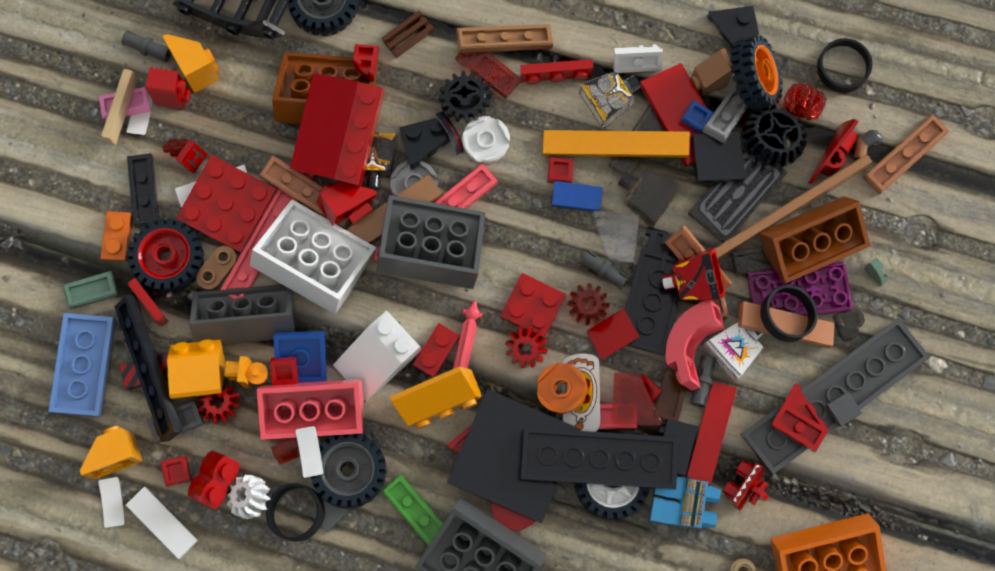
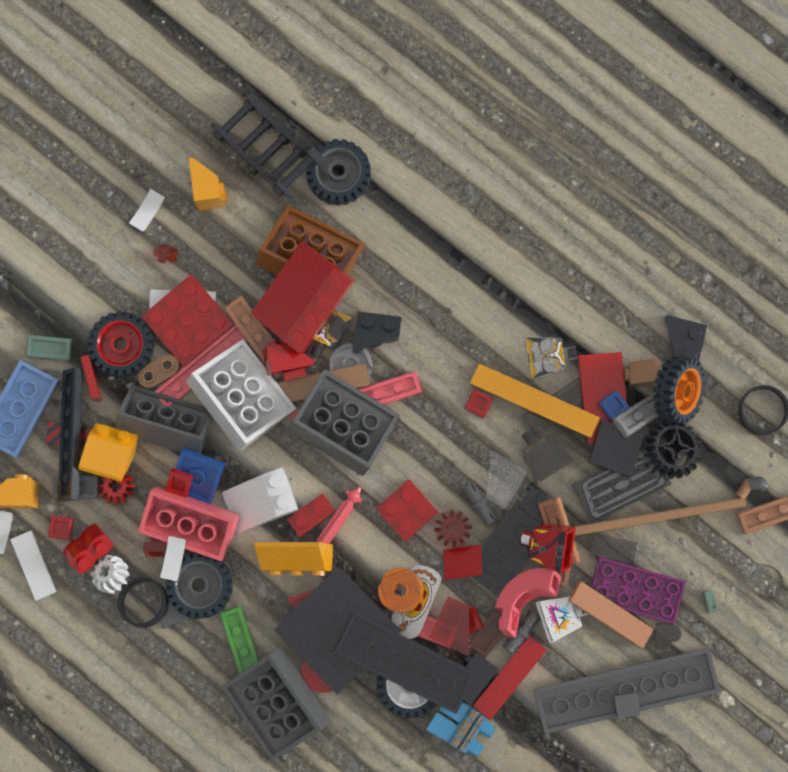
camera: 30 degrees right, 5 degrees up
(116, 236) = (87, 310): orange plate -> none
(119, 106) = (131, 201): tan tile -> none
(139, 103) = (137, 197): bright pink tile -> none
(143, 189) = (124, 279): black tile -> none
(146, 46) = (173, 154): dark grey pin -> none
(167, 88) = (177, 202): red brick -> none
(191, 156) = (174, 267): red tile -> none
(246, 372) = (148, 471): light orange hips -> none
(365, 60) = (353, 241): red tile -> none
(402, 27) = (414, 218): reddish brown tile -> none
(449, 127) = (399, 333): black sticker -> none
(460, 86) = (432, 310): black gear -> none
(486, 140) = (427, 351): white tile -> none
(492, 70) = (455, 290): clear red plate -> none
(504, 38) = (479, 269): medium nougat tile -> none
(536, 347) = (386, 552): red gear -> none
(556, 71) = (511, 317): red plate -> none
(576, 196) = (483, 432): blue tile -> none
(637, 59) = (585, 333): white plate -> none
(752, 476) = (518, 738): red hips -> none
(799, 420) = (585, 699): red wing -> none
(804, 101) = (712, 429): clear red gear -> none
(806, 300) = (636, 607): black tyre -> none
(815, 238) = (668, 552): dark orange slope -> none
(836, 150) = (726, 479): red panel -> none

